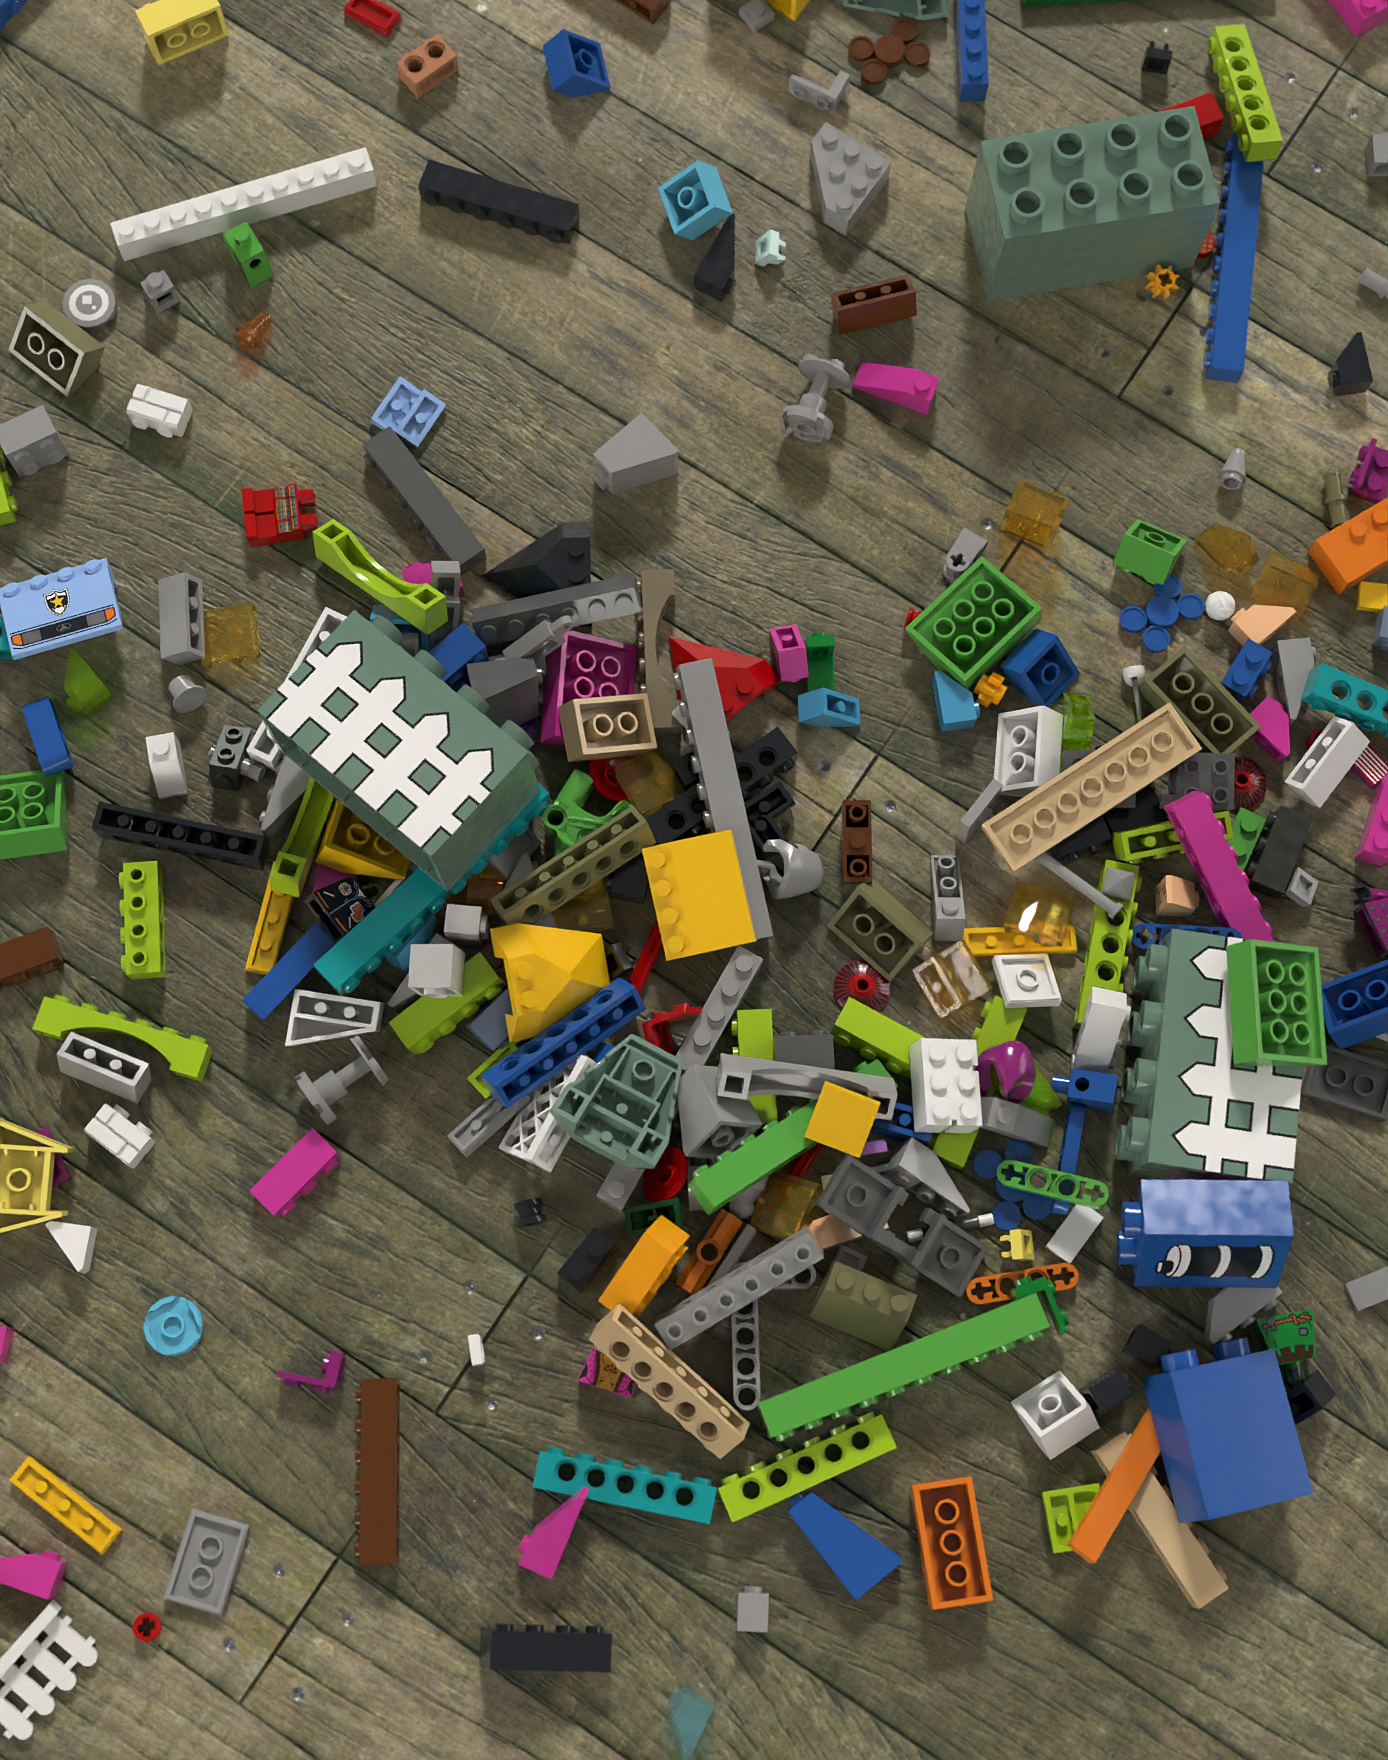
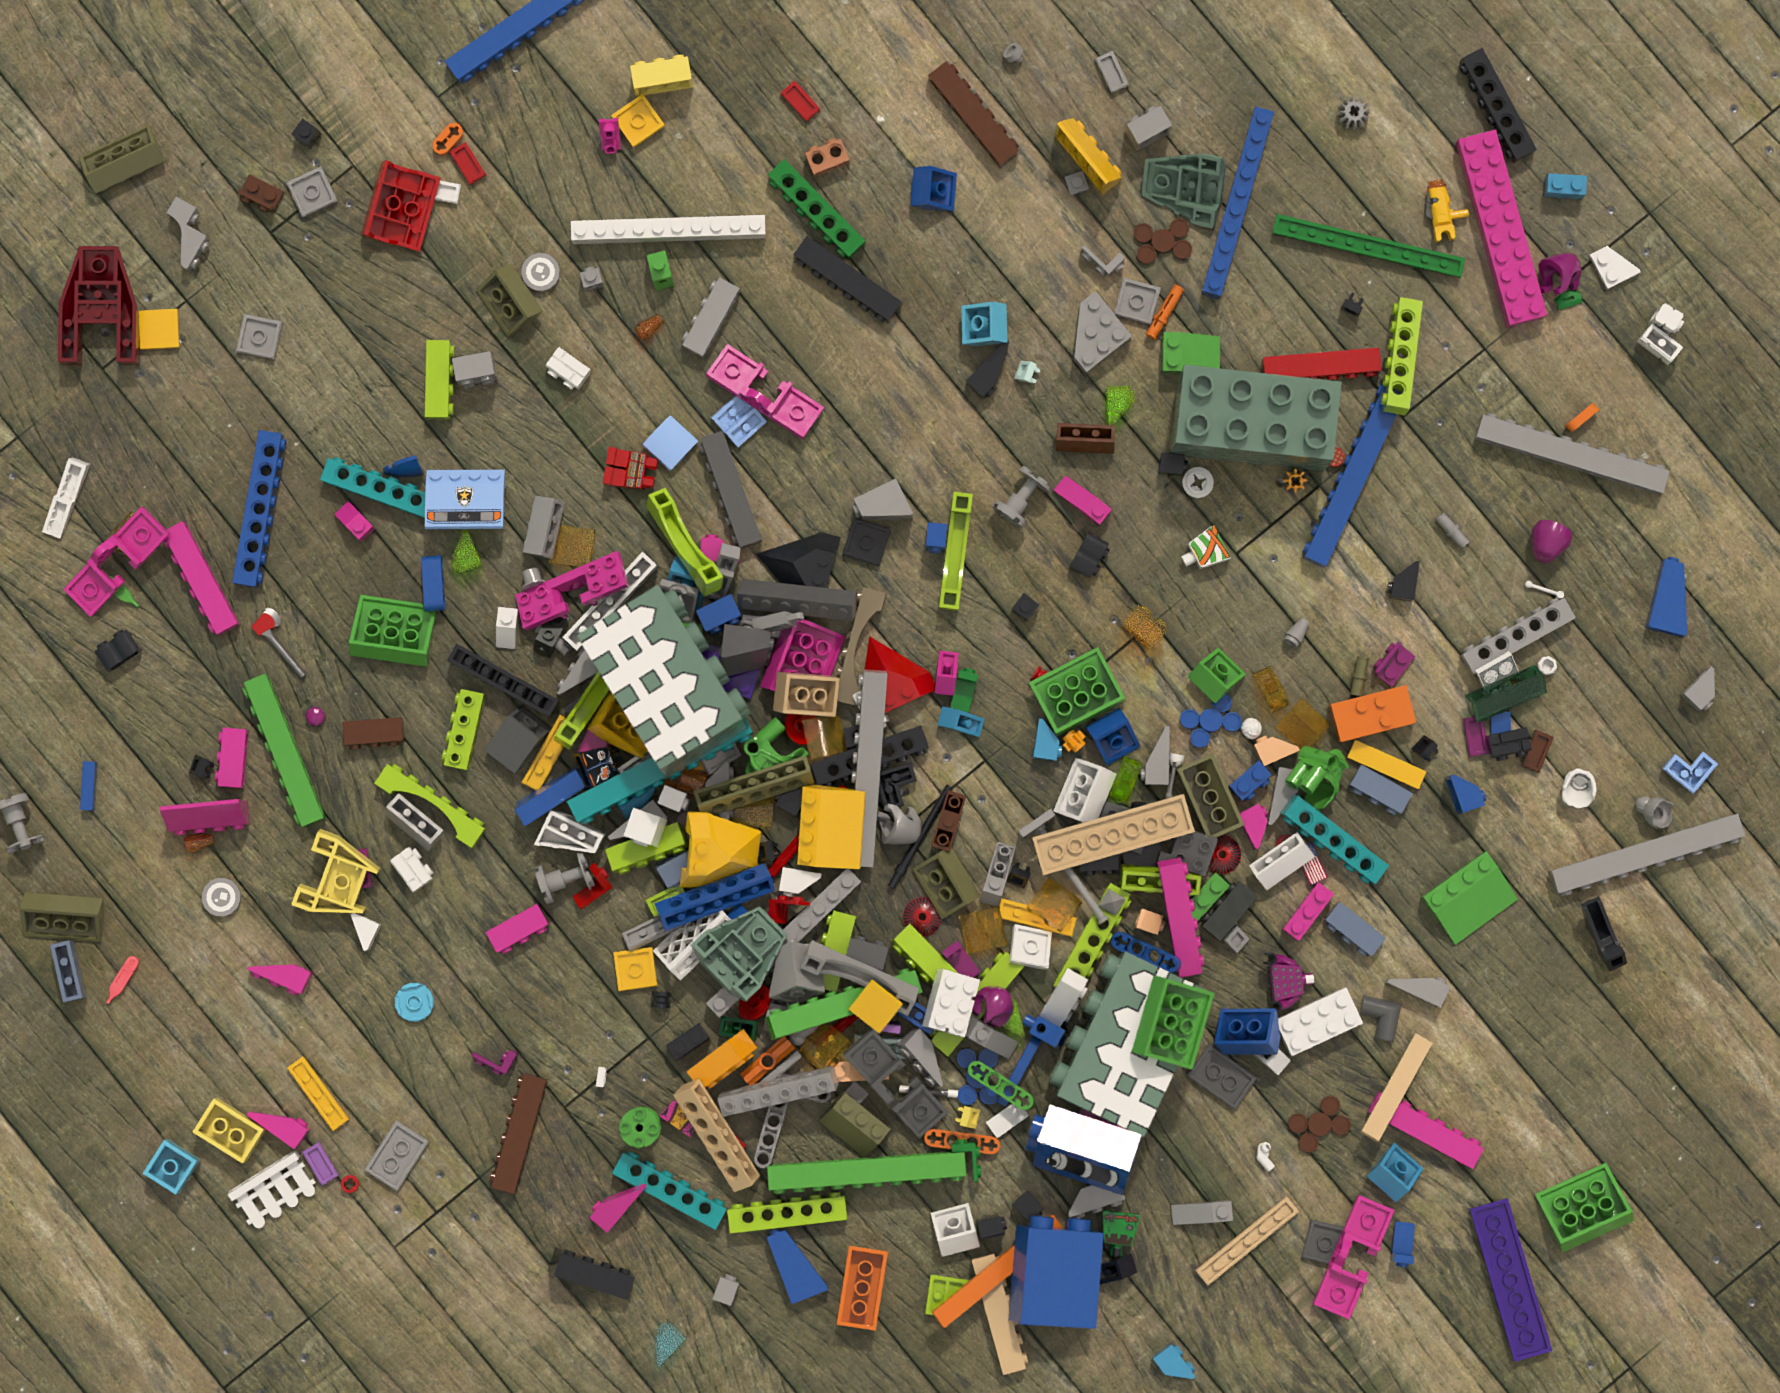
camera: 20 degrees right, 10 degrees up
(95, 1610) = (320, 1163): none -> medium lavender tile
(134, 110) = (610, 135): none -> dark pink hips
(167, 88) = (638, 120): none -> yellow plate
(214, 713) = (546, 600): none -> dark pink plate
(221, 910) = (517, 739): none -> dark grey slope
(324, 466) = (670, 443): none -> light blue slope
(332, 296) = (710, 319): none -> light grey brick
(379, 95) = (785, 171): none -> green brick
(398, 1078) = (601, 886): none -> red bracket
(469, 378) = (790, 410): none -> plate
(480, 1181) = (635, 969): none -> yellow tile
(566, 1415) = (651, 1127): none -> bright green piece
(626, 518) = (866, 542): none -> black tile
(672, 987) = (796, 881): none -> white slope
(718, 479) = (936, 537): none -> blue brick
(749, 492) = (955, 551): none -> lime arch
(812, 930) = (901, 870): none -> black bar
(866, 537) = (1025, 607): none -> black brick
(882, 128) = (1137, 301): none -> light grey tile
(899, 249) = (1118, 402): none -> clear neon green slope
(919, 140) = (1161, 318): none -> orange pin
(928, 449) = (1089, 555): none -> black brick
(930, 1025) = (960, 960): none -> magenta bracket
(953, 169) = (1189, 349): none -> bright green slope
(964, 553) = (1090, 636): light grey piece -> none
(977, 891) = (1018, 876): none -> black tile
(997, 307) = (1172, 464): none -> black brick
(1037, 311) = (1206, 485): none -> white gear
(1080, 399) = (1206, 550): none -> torso
(1113, 690) = (1157, 766): none -> light grey slope
(1325, 628) = (1310, 773): none -> bright green helmet

